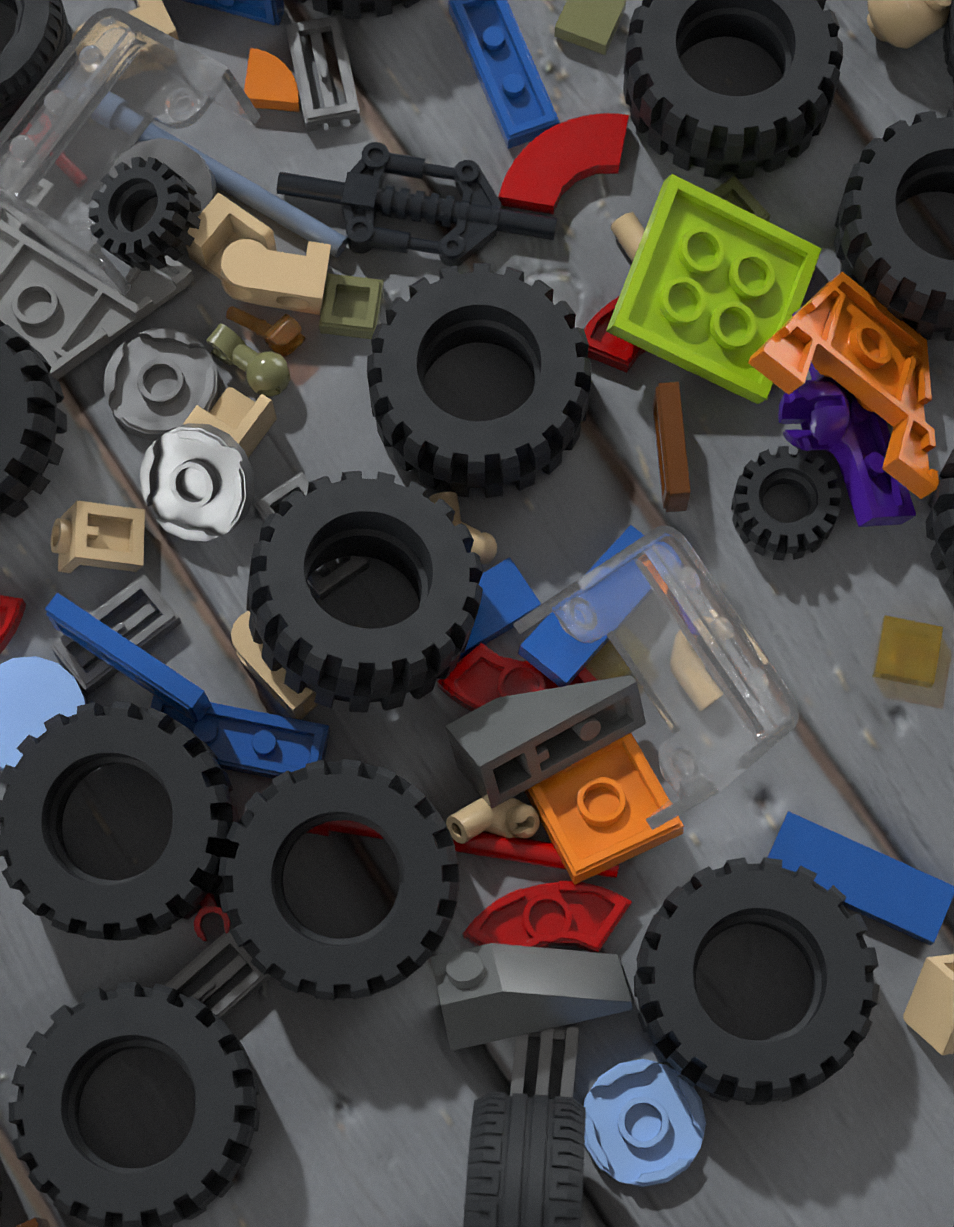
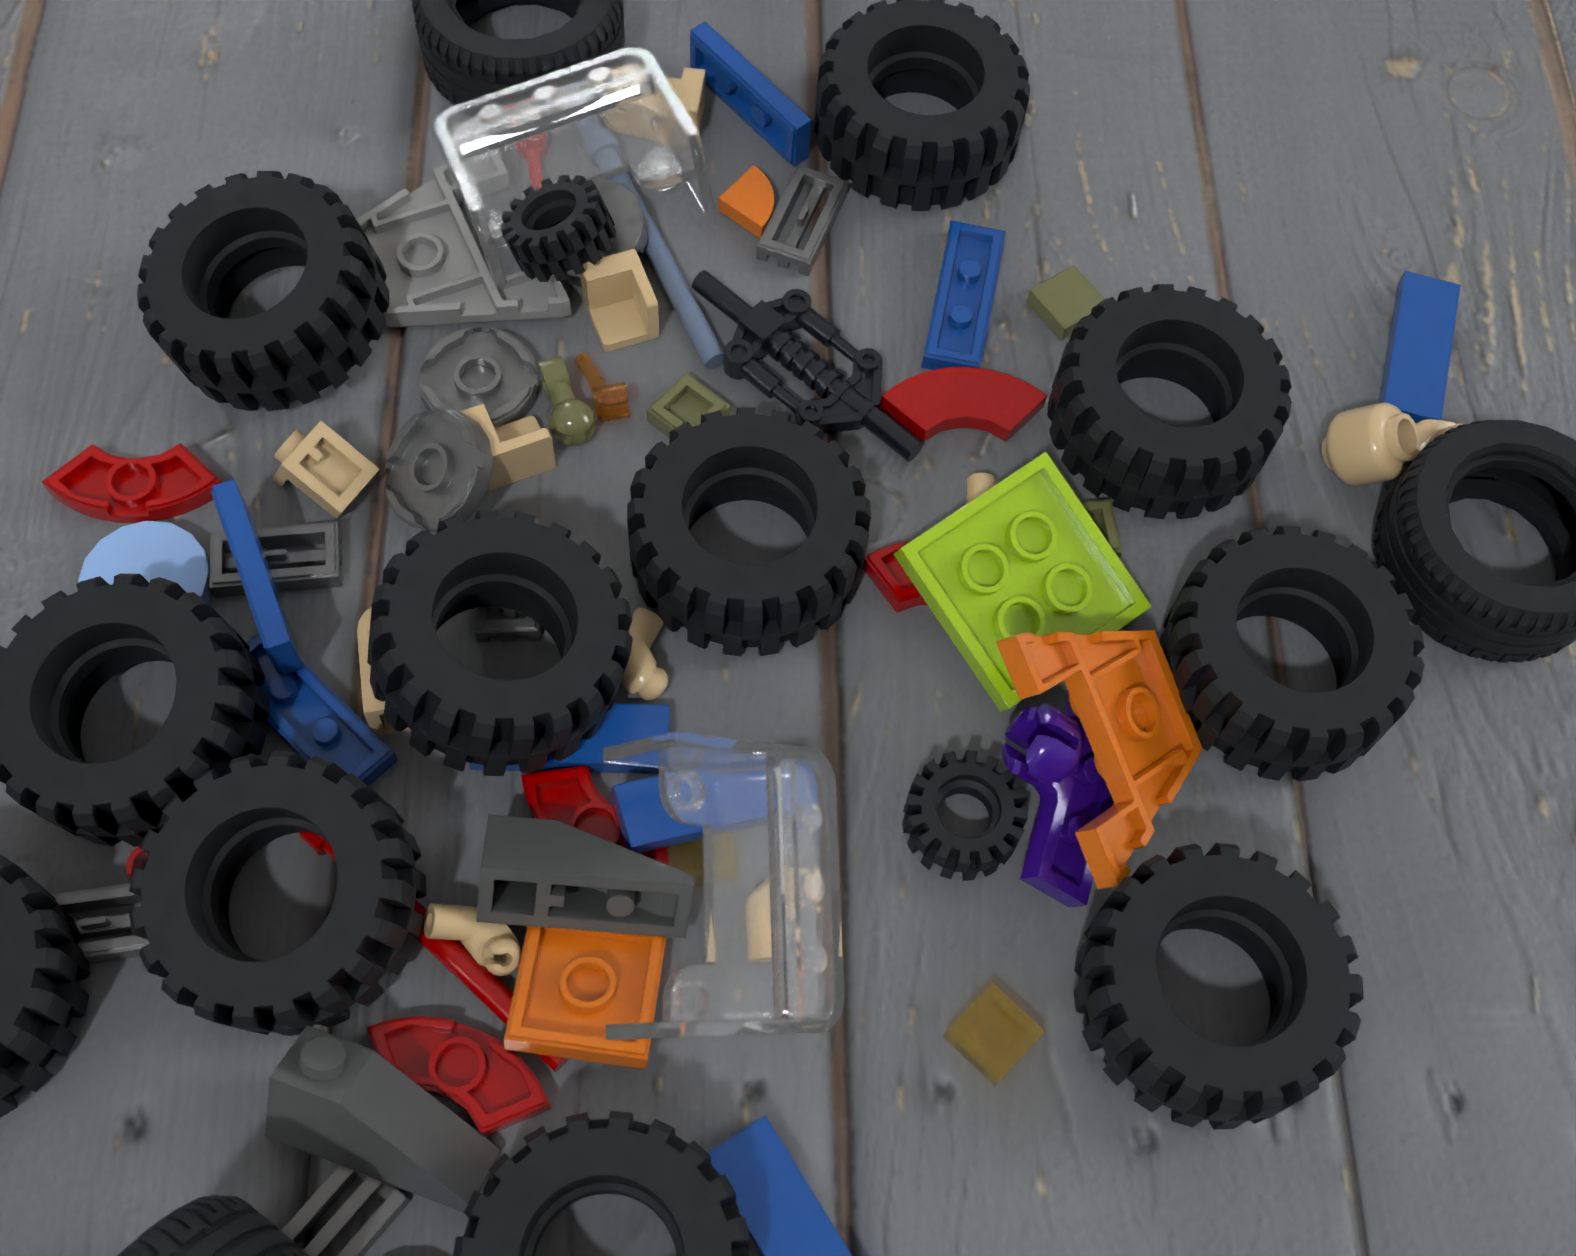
camera: 25 degrees right, 10 degrees down
(275, 277) = (637, 347): tan leg -> none
(671, 447) = (887, 697): reddish brown tile -> none

